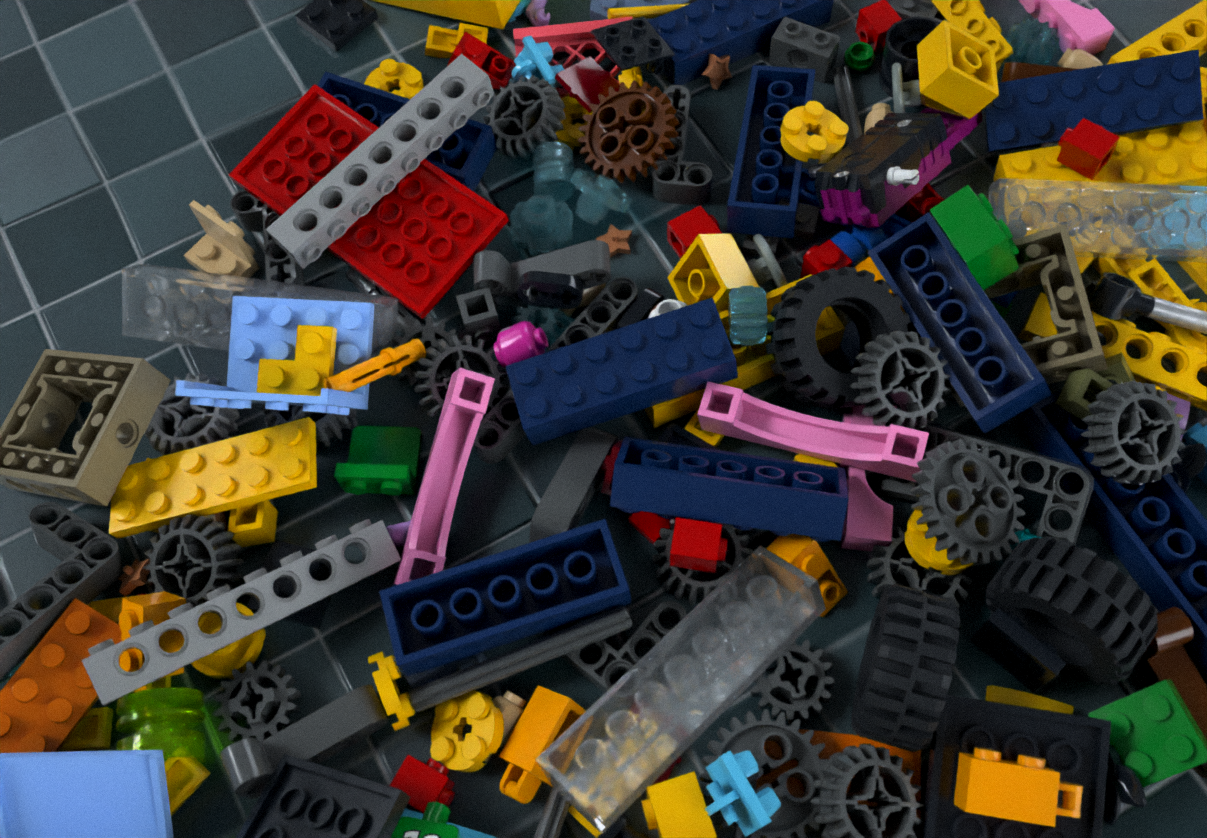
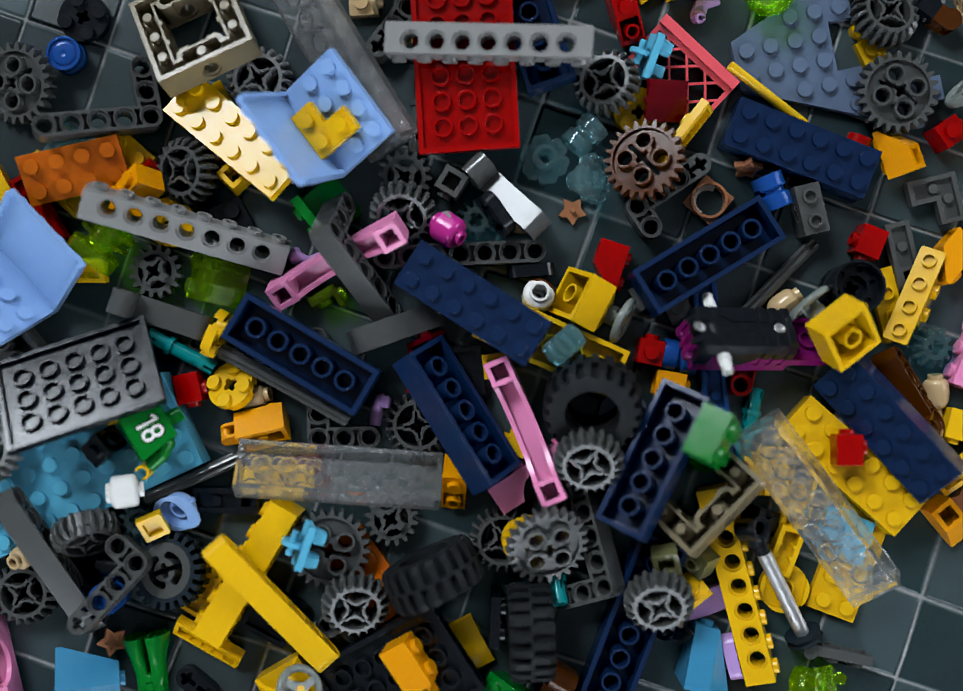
camera: 45 degrees right, 25 degrees up
(133, 576) = (157, 142): nougat piece -> none
(332, 641) = (216, 280): none -> clear neon green bracket
(382, 755) = (171, 346): none -> teal pin
(388, 362) = (371, 169): light orange pin -> none
(414, 451) = (346, 259): none -> dark grey beam
(468, 539) = (324, 297): none -> clear neon green bracket
(634, 44) = (713, 105): black hinge -> none
(643, 589) = (381, 401): none -> lavender arm
(697, 545) = (411, 425): red brick -> none
(703, 113) = (707, 184): none -> nougat piece
(753, 54) = (772, 190): none -> blue wheel
(812, 118) = (741, 279): yellow plate -> none
(859, 56) = (833, 247): green plate -> none

